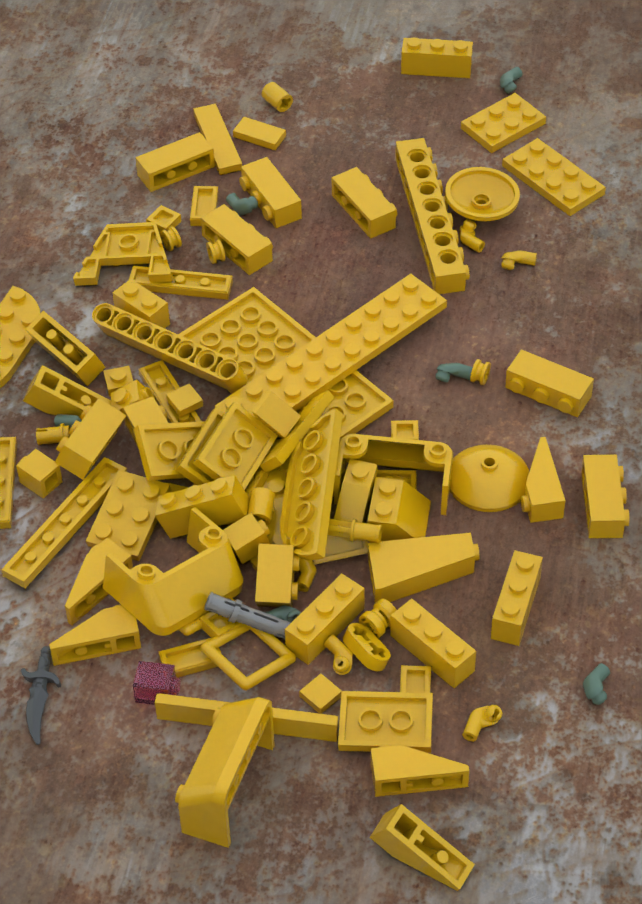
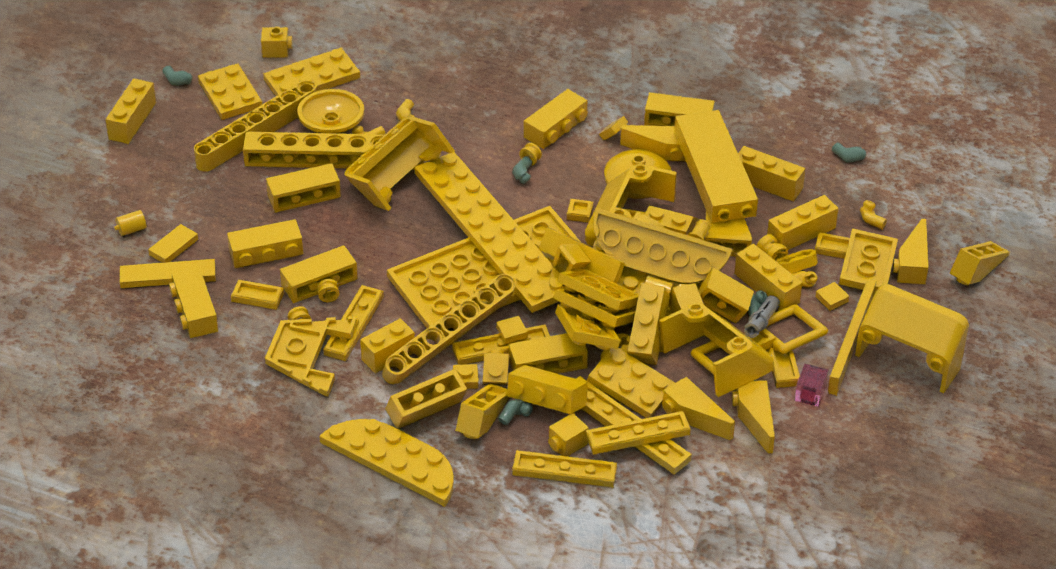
camera: 80 degrees left, 5 degrees down
(38, 692) = (802, 462): dark grey piece -> none
(44, 528) = (638, 432): none -> yellow tile
(52, 434) = (523, 418): yellow pin -> none
(164, 218) = (269, 320): yellow plate -> none
(242, 206) = (273, 267): sand green arm -> none
(398, 249) = (394, 157): none -> yellow windscreen
(446, 146) = (265, 118): none -> yellow beam
(484, 529) = (715, 166): none -> yellow brick
(552, 438) = (613, 128): none -> yellow tile
(589, 134) = (275, 42): none -> yellow brick

